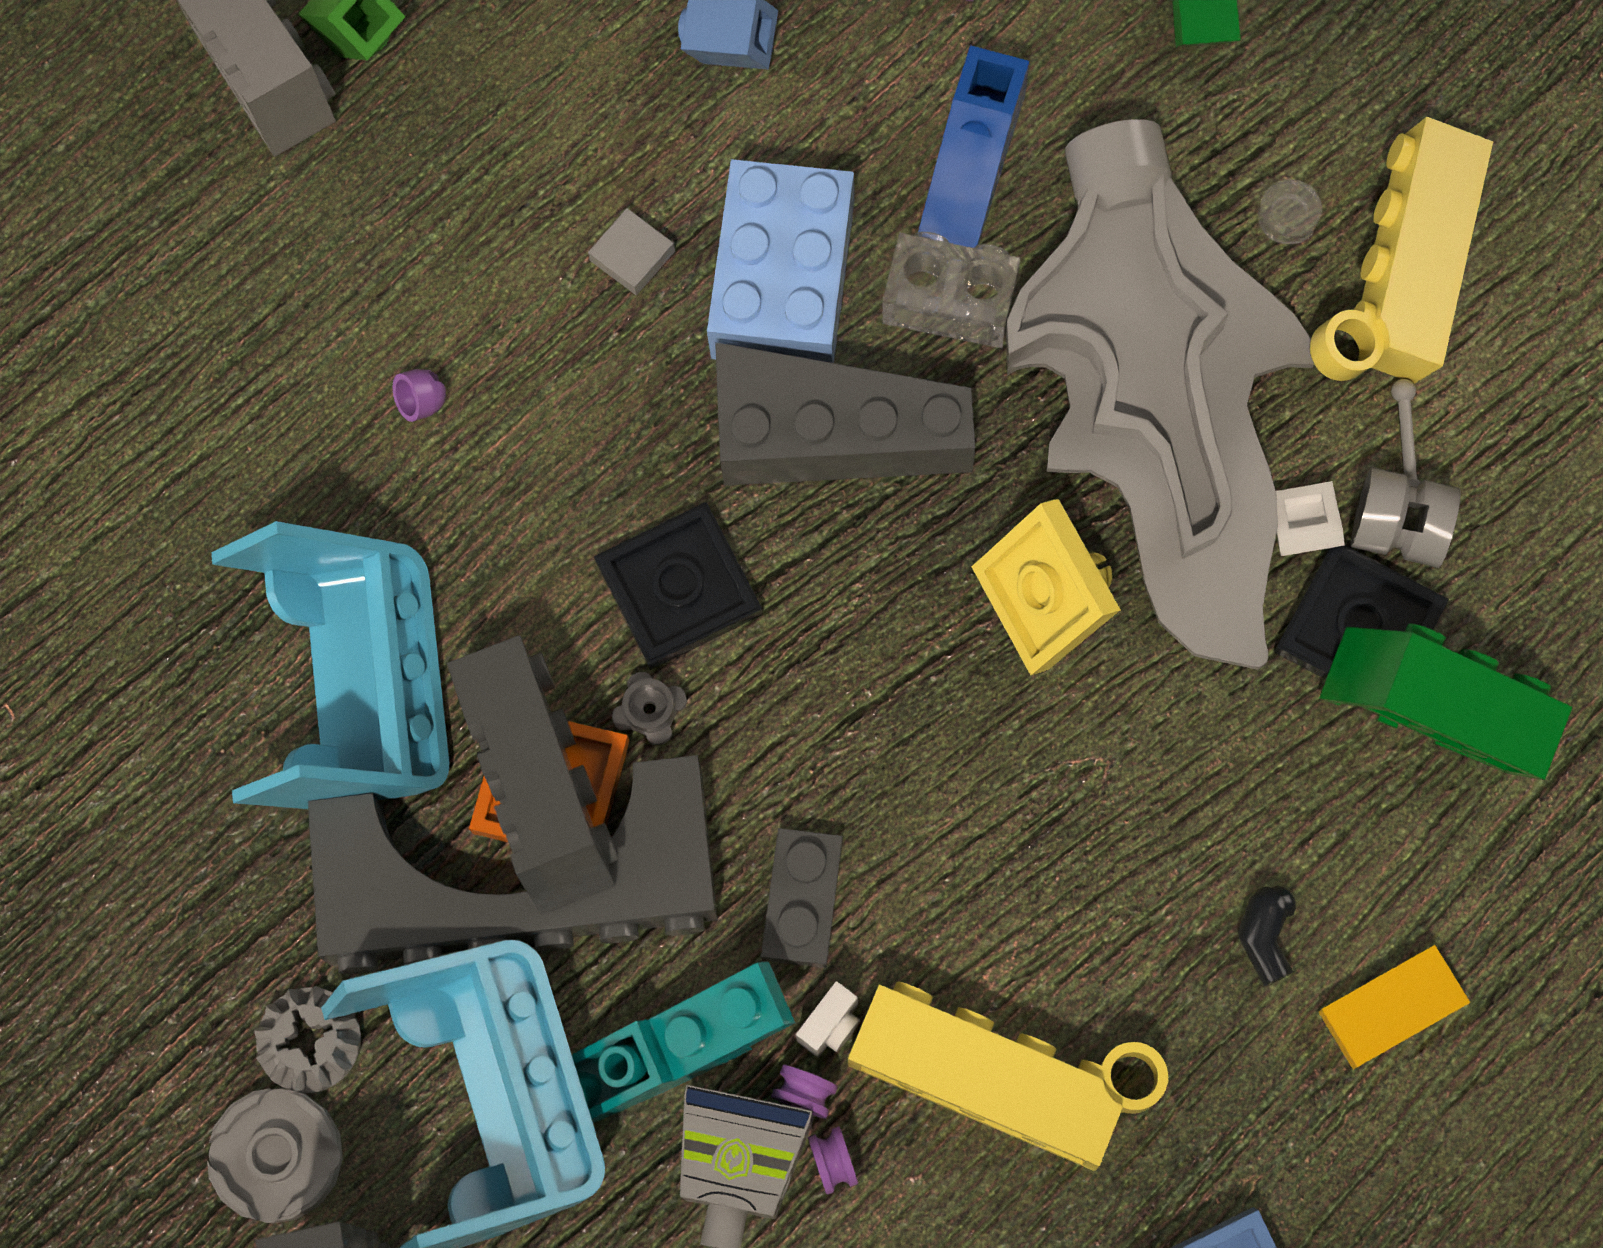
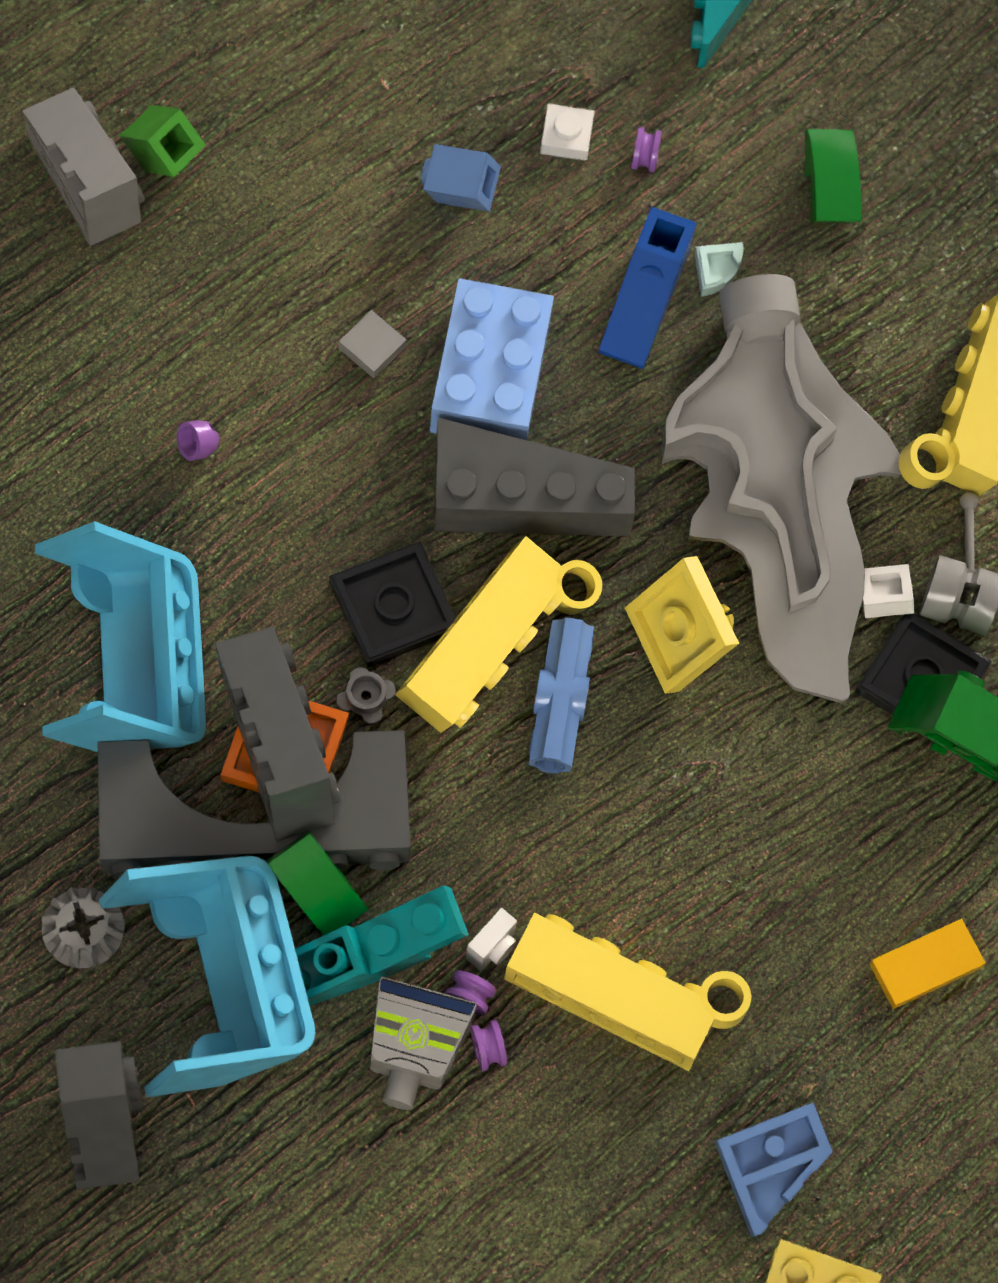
camera: 10 degrees left, 5 degrees down
(274, 1155) = (50, 1010): light grey tile -> none
(597, 967) = (317, 884): none -> green slope
(798, 613) = (488, 629): none -> light yellow hinge
(802, 898) = (477, 848): dark grey plate -> none
(897, 689) = (561, 695): none -> medium blue piece
(947, 305) = (619, 406): clear brick -> none
(1061, 113) = (717, 266): none -> light aqua tile
(1260, 931) = (829, 898): black arm -> none
(1289, 211) = (890, 356): clear tile -> none

